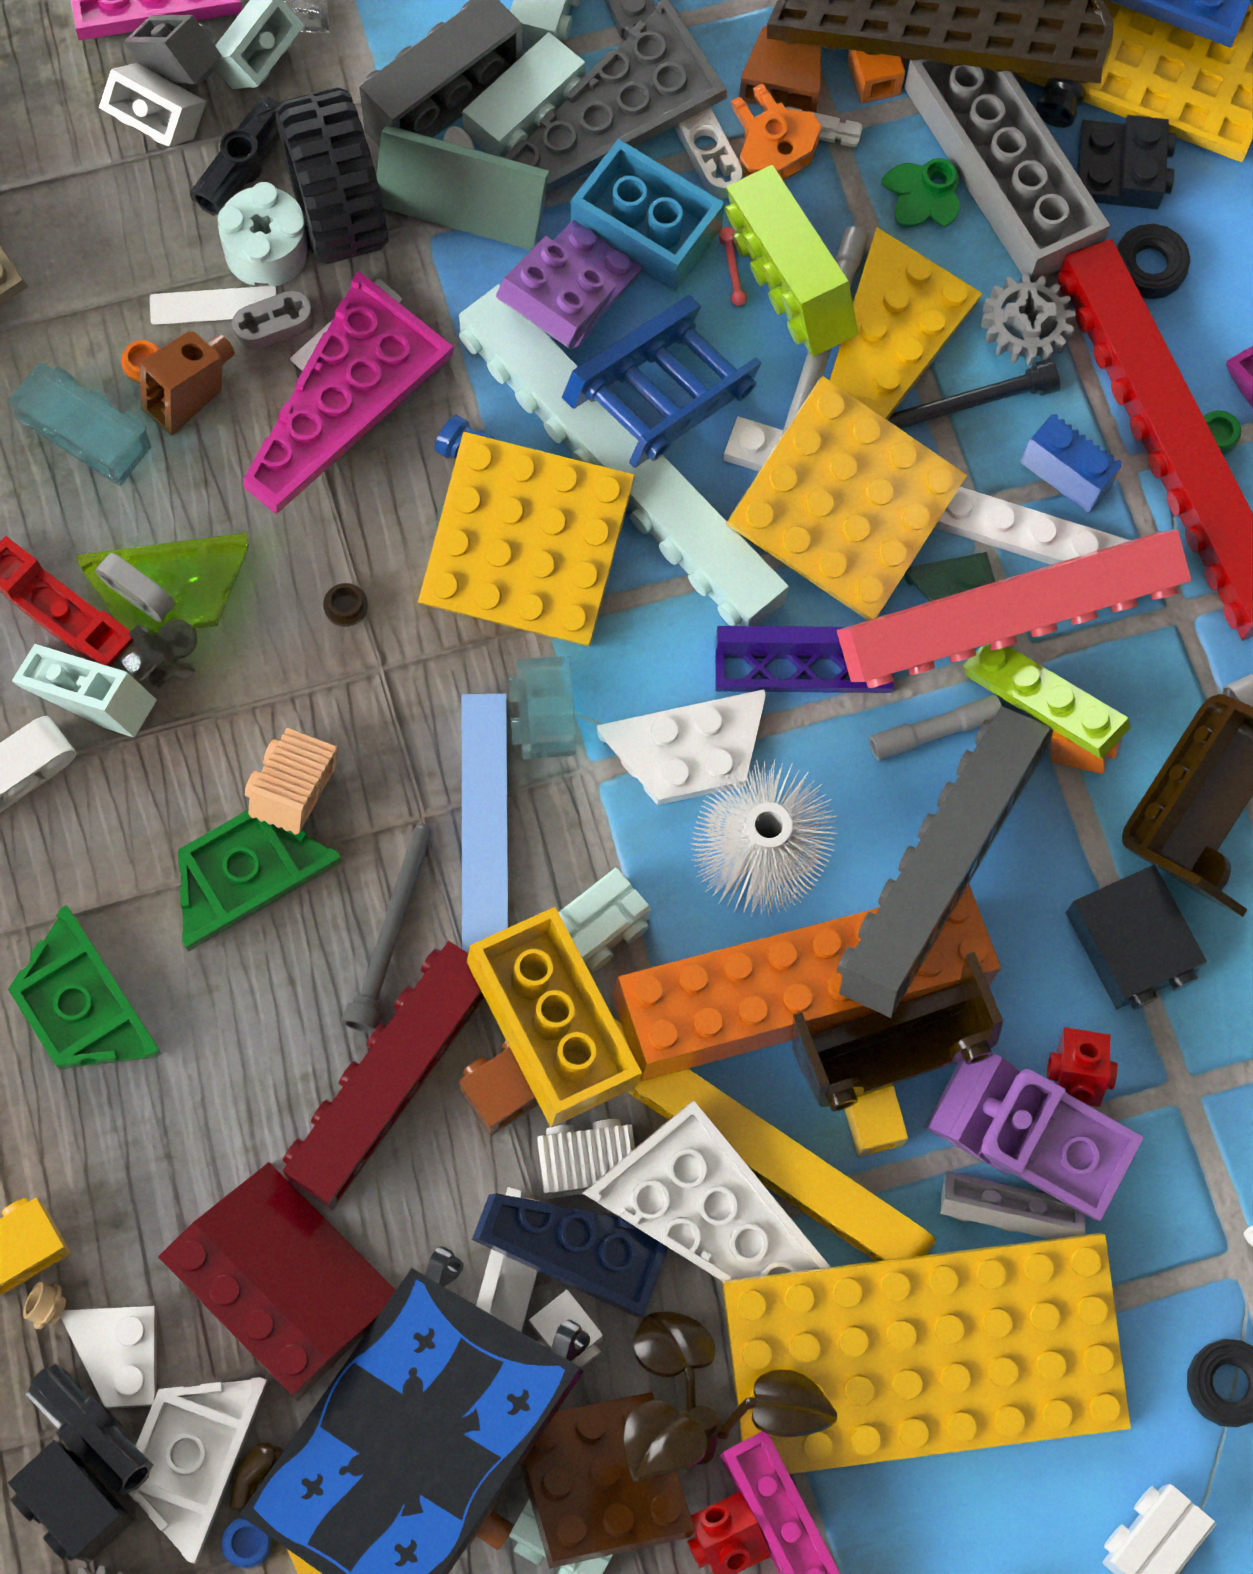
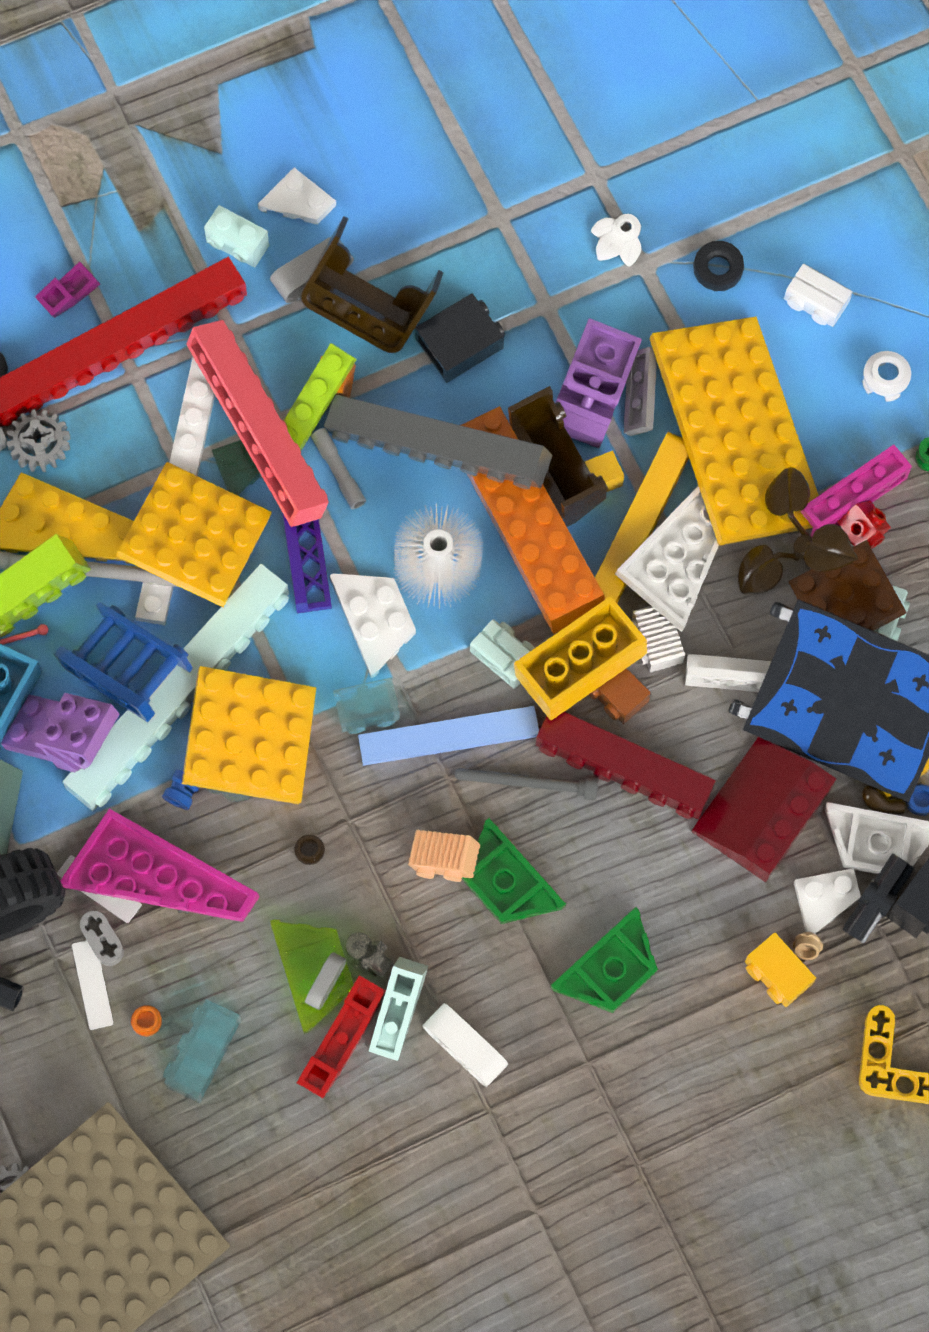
camera: 95 degrees left, 0 degrees up
(182, 378) = (161, 983): dark orange torso -> none
(263, 235) = (44, 935): light aqua brick -> none
(551, 1316) = (762, 634): white brick -> none
(575, 1247) = (715, 630): dark blue wing -> none
(1040, 379) = (81, 429): black piece -> none
(1070, 463) = (143, 403): blue brick -> none
(1080, 1074) = (548, 359): red brick -> none
(1224, 429) = (101, 314): green tile -> none

